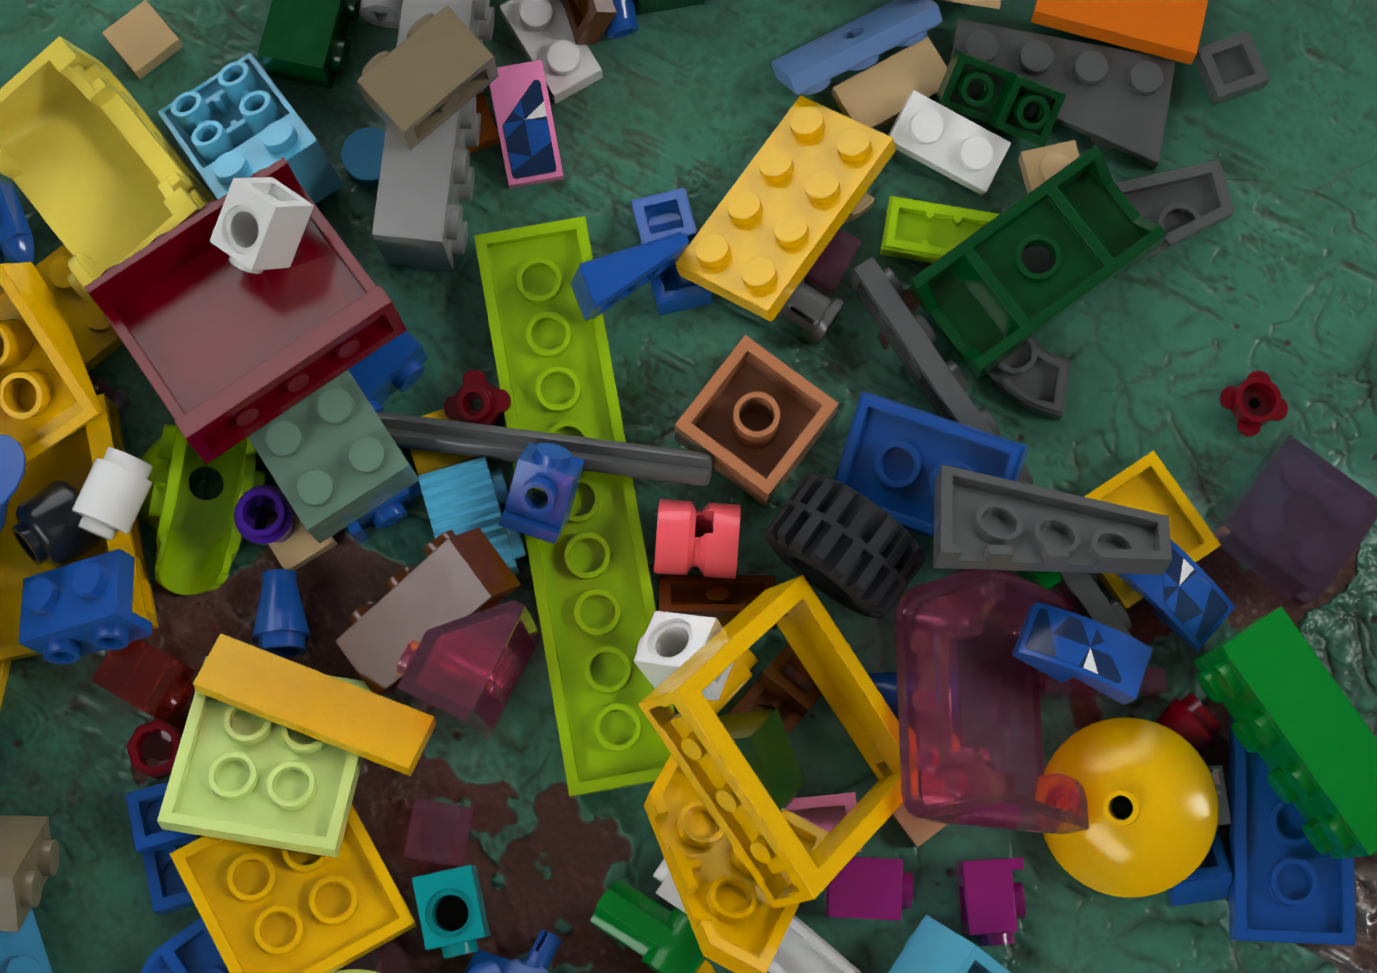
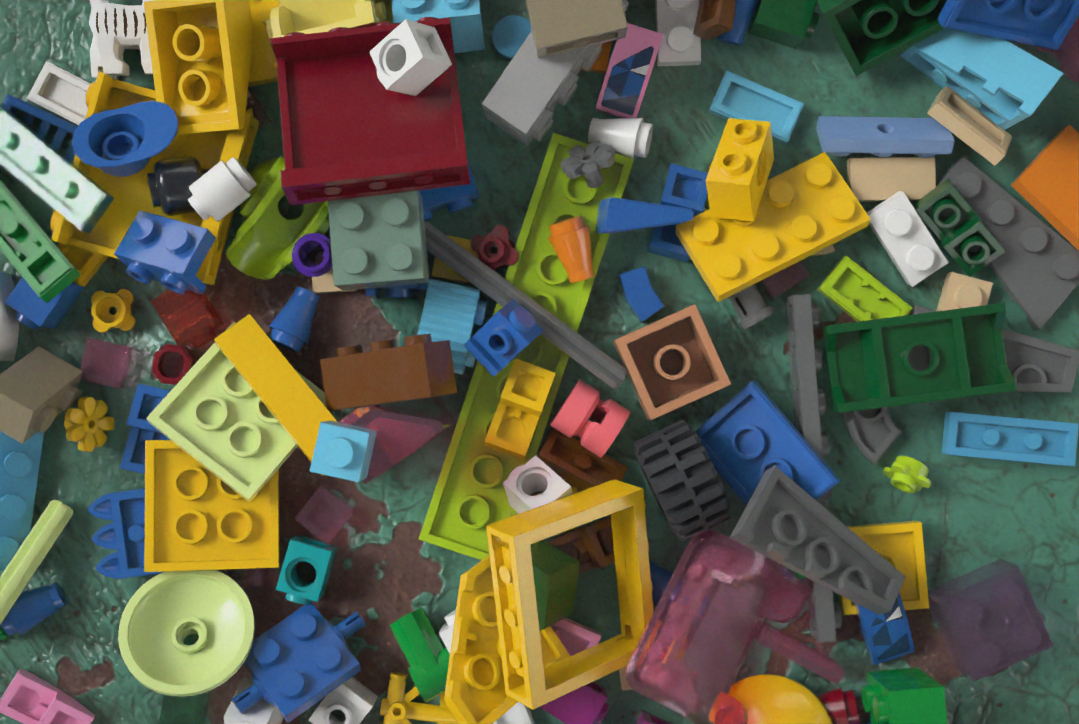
camera: 30 degrees right, 10 degrees up
(33, 718) = (101, 306): none -> yellow plate
(71, 794) = (105, 362): none -> clear pink tile
(85, 878) = (88, 424): none -> yellow plant
(418, 687) = (343, 451): none -> medium azure brick
(534, 244) = (588, 162): none -> dark grey plant
(556, 198) = (626, 135): none -> white cone
(567, 348) = (573, 247): none -> orange cone
(607, 571) = (519, 409): none -> yellow slope
(676, 366) = (639, 293): none -> blue piece
(694, 89) = (751, 101): none -> medium azure tile
(713, 159) = (740, 169): none -> yellow brick
(1082, 648) = (798, 632): slope -> none
(1106, 405) = (908, 474): none -> lime plate
(1198, 302) = (1010, 438): none -> dark azure plate
(1257, 387) = (1017, 531): dark red plate -> none

